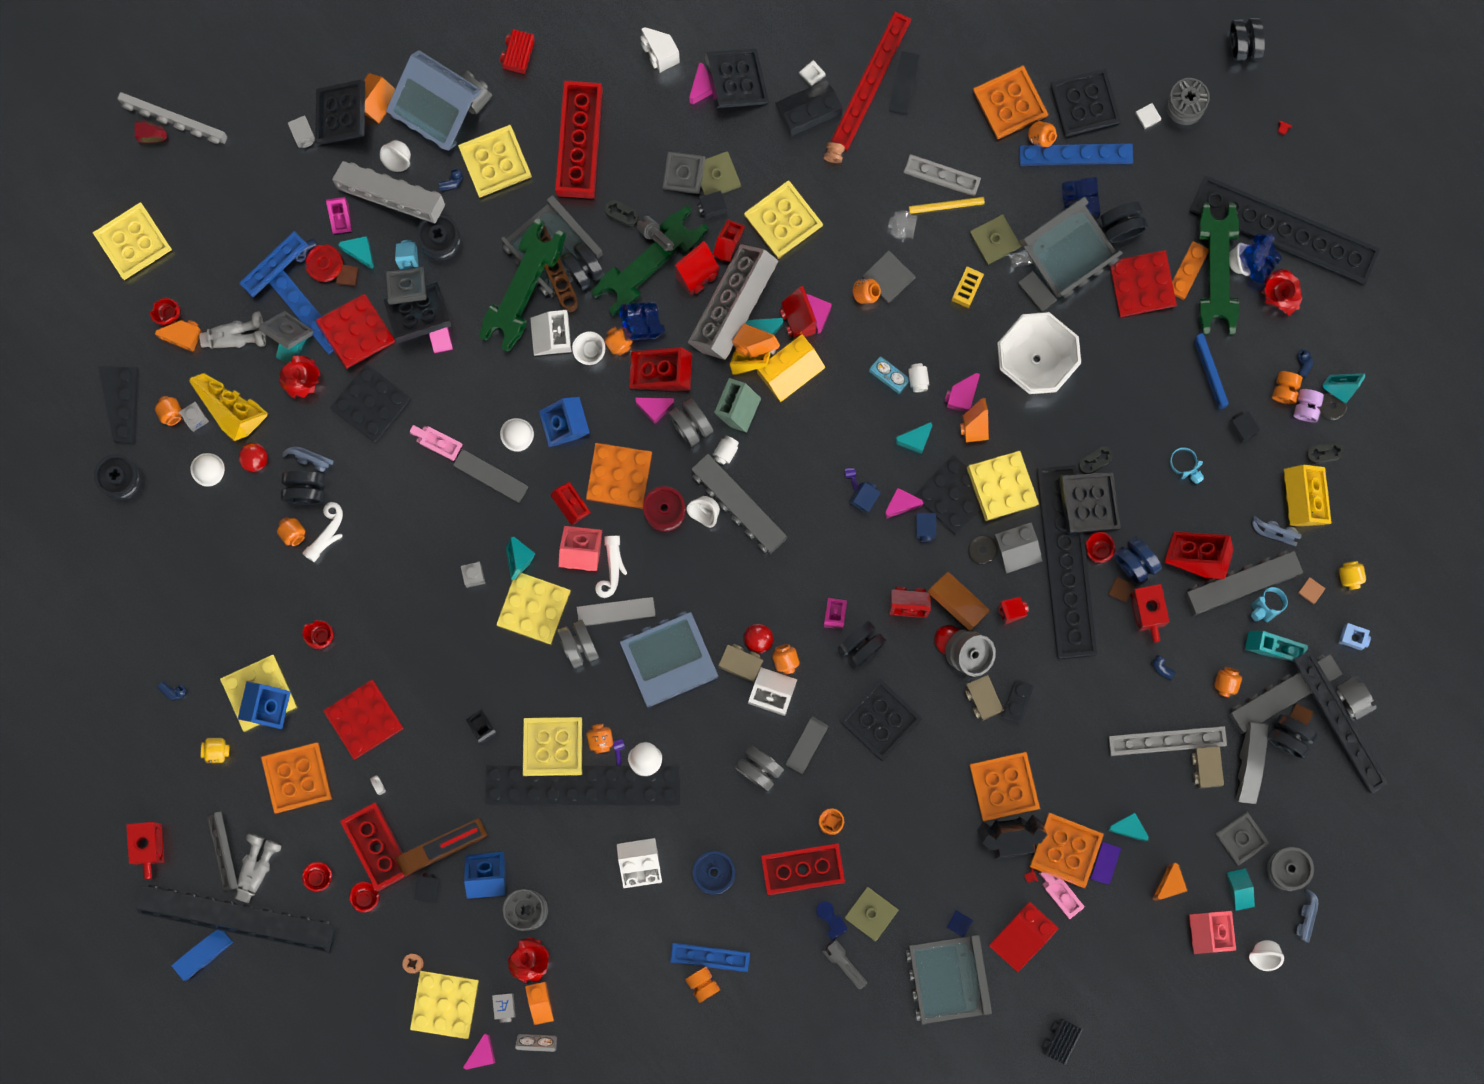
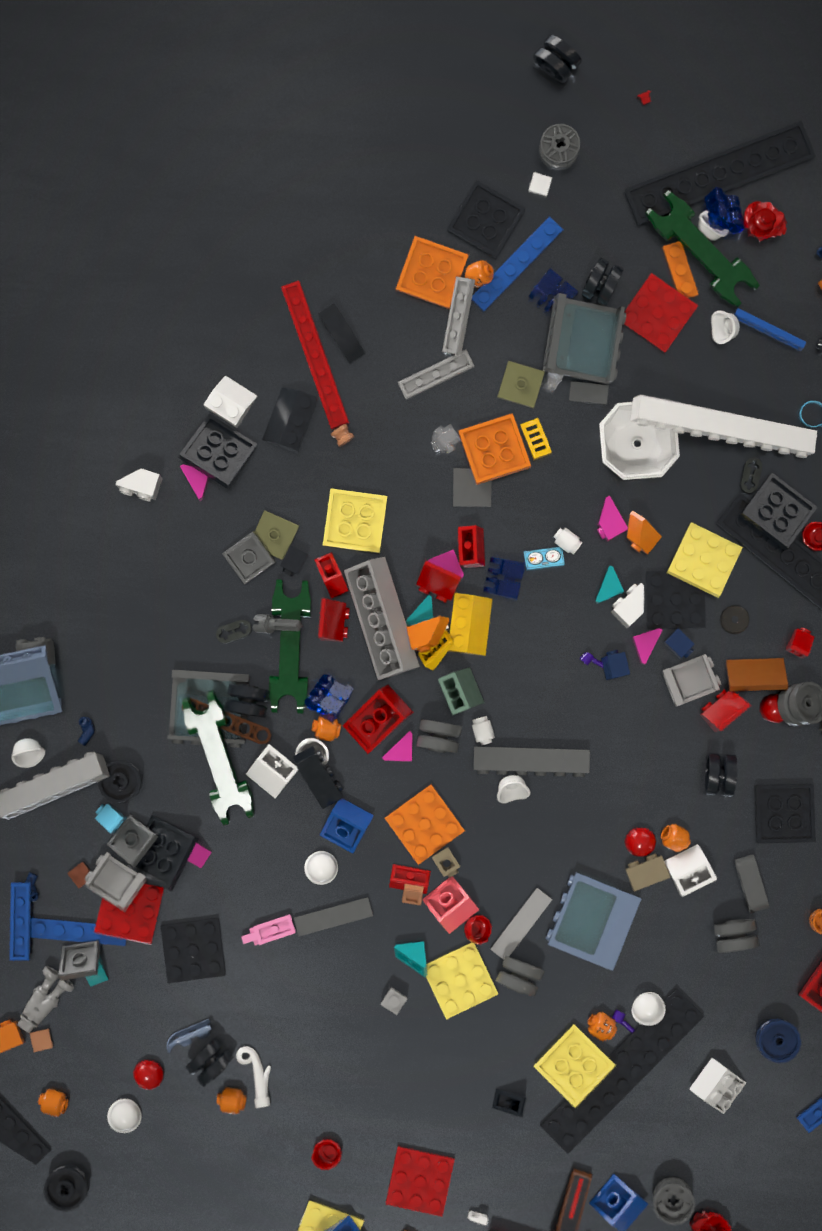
camera: 45 degrees left, 5 degrees up
(194, 416) = (76, 1088): light grey brick -> none
(204, 360) = (41, 1040): none -> nougat tile
(229, 410) = (100, 1057): yellow wedge -> none
(299, 376) = (123, 984): red hair -> none
(324, 263) = (55, 883): red tile -> none
(339, 215) = (31, 838): dark pink slope -> none
(358, 249) = (72, 847): teal slope -> none
(365, 300) = (114, 881): none -> light grey panel
(494, 161) = (103, 685): light yellow plate -> none
(518, 51) = (37, 587): red brick -> none
(561, 515) = (412, 894): none -> nougat tile
(578, 366) = (318, 776): none -> black brick
(579, 139) = (149, 609): red brick -> none
(582, 584) = (478, 929): none -> red hair
(606, 508) = (444, 855): none -> dark tan brick
(615, 563) = (485, 890): white plant -> none
(664, 520) = (486, 806): dark red wheel -> none
(779, 54) = (230, 401): none -> white slope
(812, 73) = (267, 391): white tile -> none
(835, 614) = (677, 770): dark pink slope -> none
(846, 314) = (471, 546): none -> red brick
(847, 369) = (509, 587): none -> clear blue legs
(866, 291) = (468, 514): orange head -> none
(908, 560) = (691, 680): none -> light grey panel
(916, 464) = (631, 607): none -> white slope
(931, 264) = (494, 449): none -> orange plate
(946, 205) = (461, 393): yellow bar -> none
(998, 148) = (458, 315): none -> light grey tile
(1018, 547) = (759, 593): dark grey slope -> none
(1109, 401) = (723, 425): none -> white brick
(1181, 338) = (724, 326): none -> white helmet

